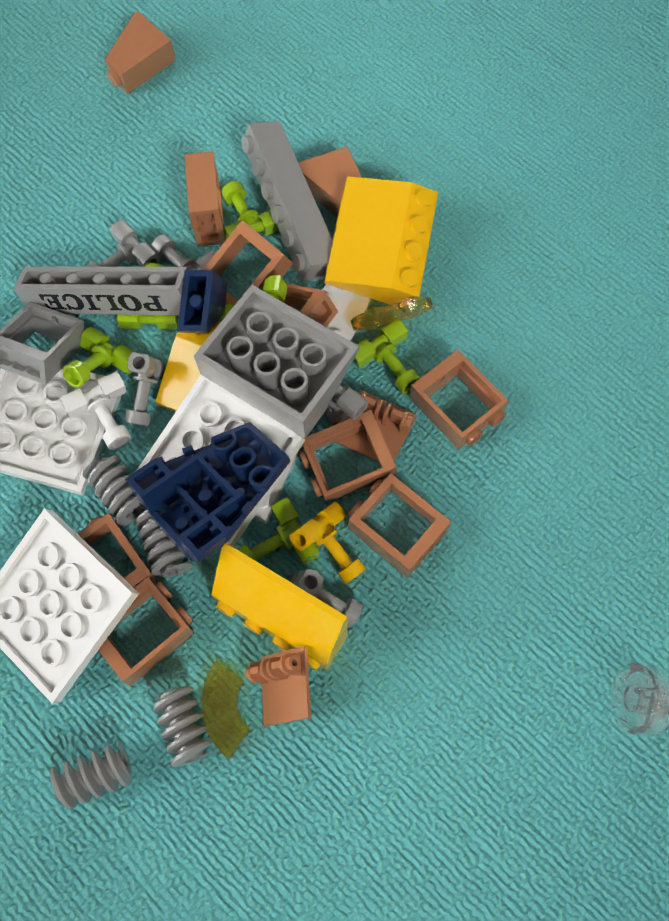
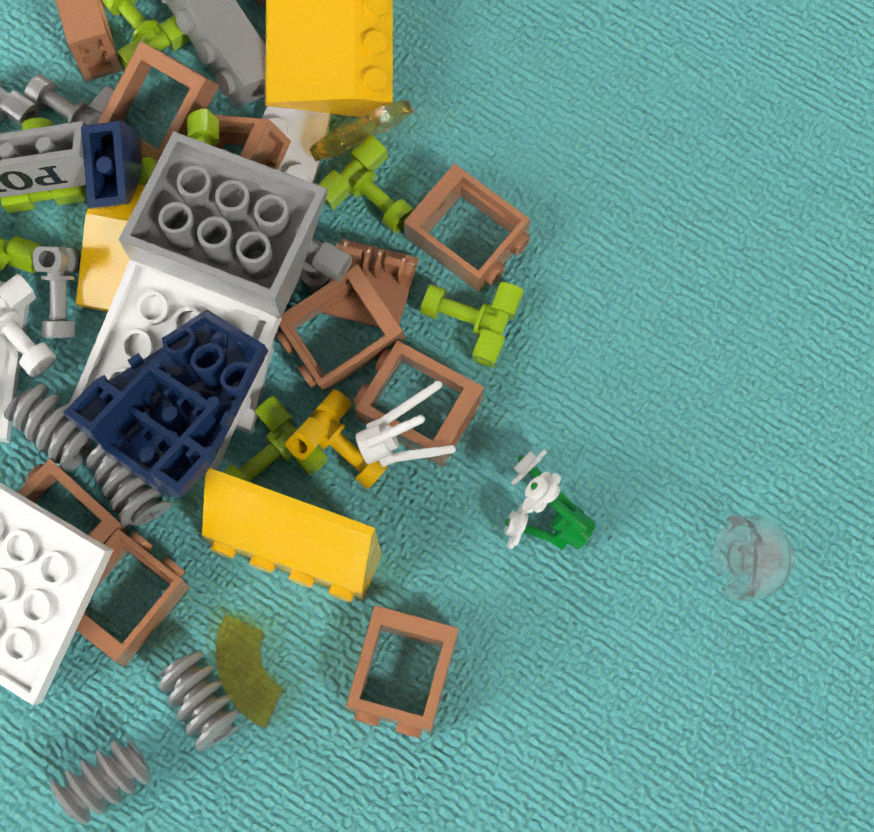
camera: 10 degrees left, 5 degrees up
(283, 685) = (313, 627): nougat hinge -> none
(312, 582) = (325, 496): light grey bar -> none
(362, 702) = (413, 628): none -> nougat window
(363, 545) = (380, 438): none -> white plant
(462, 472) = (488, 321): none -> lime bar
(500, 641) = (570, 521): none -> plant

